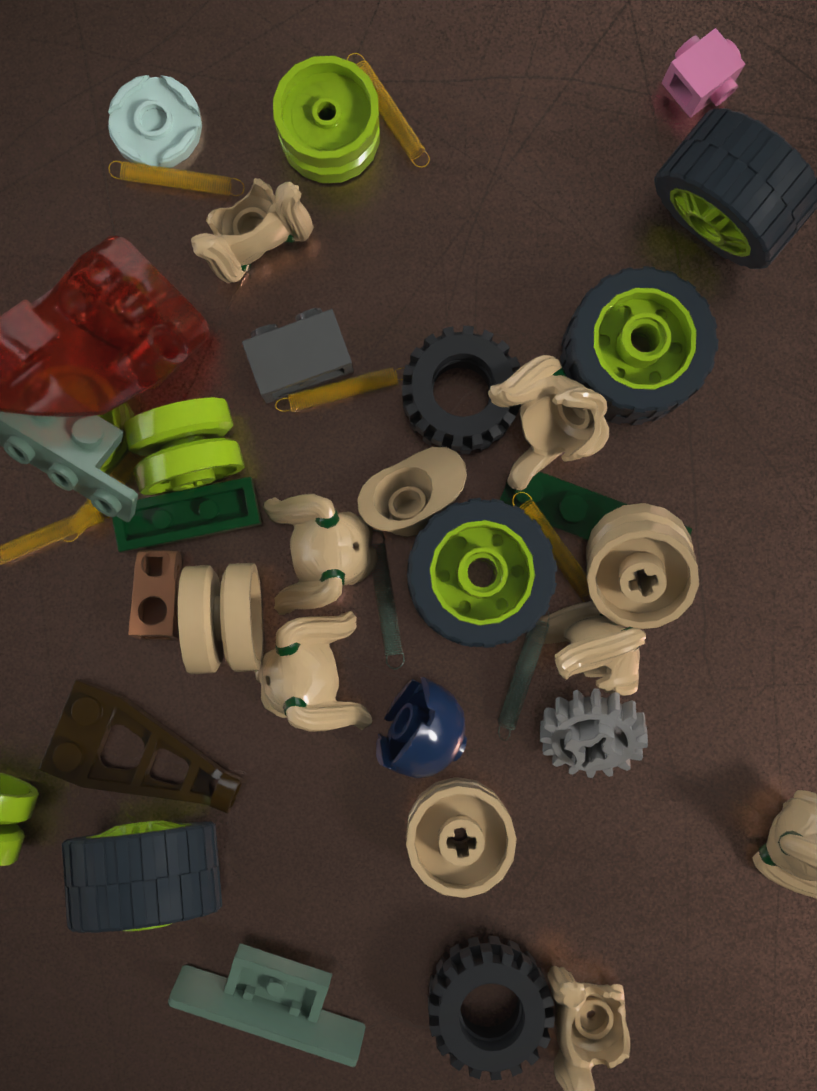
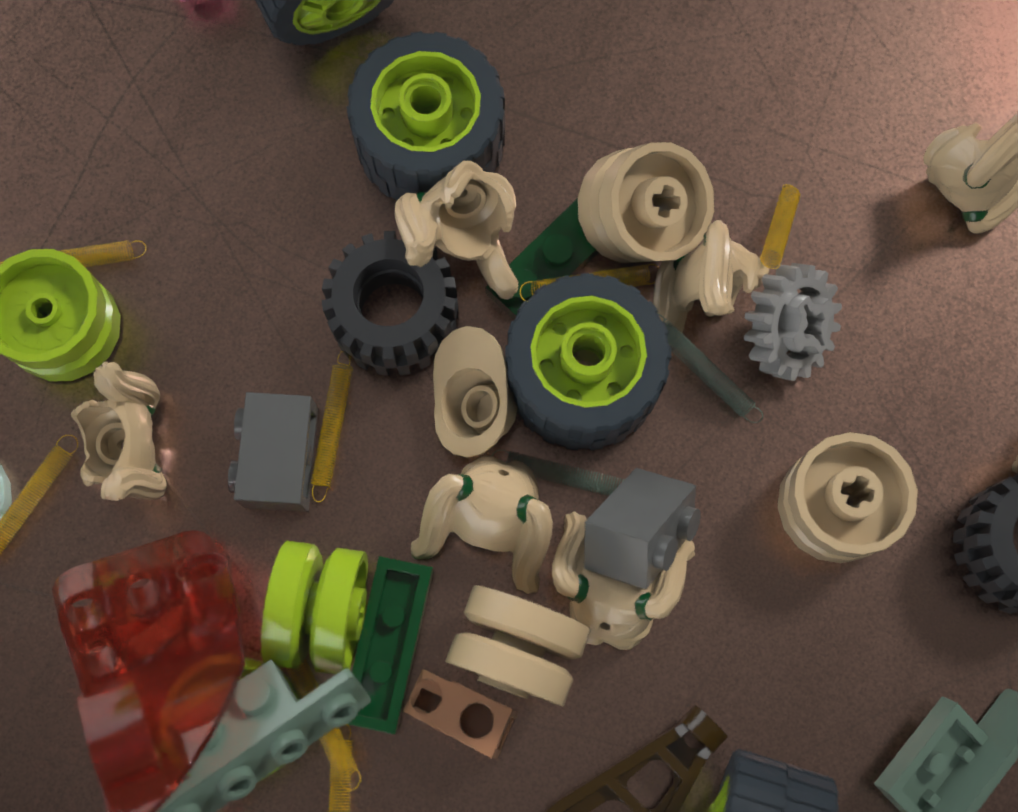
camera: 65 degrees left, 10 degrees down
(357, 677) = (641, 528): none -> dark grey brick
(424, 730) = (730, 490): dark blue cylinder -> none
(678, 682) = (779, 236): none -> yellow piece

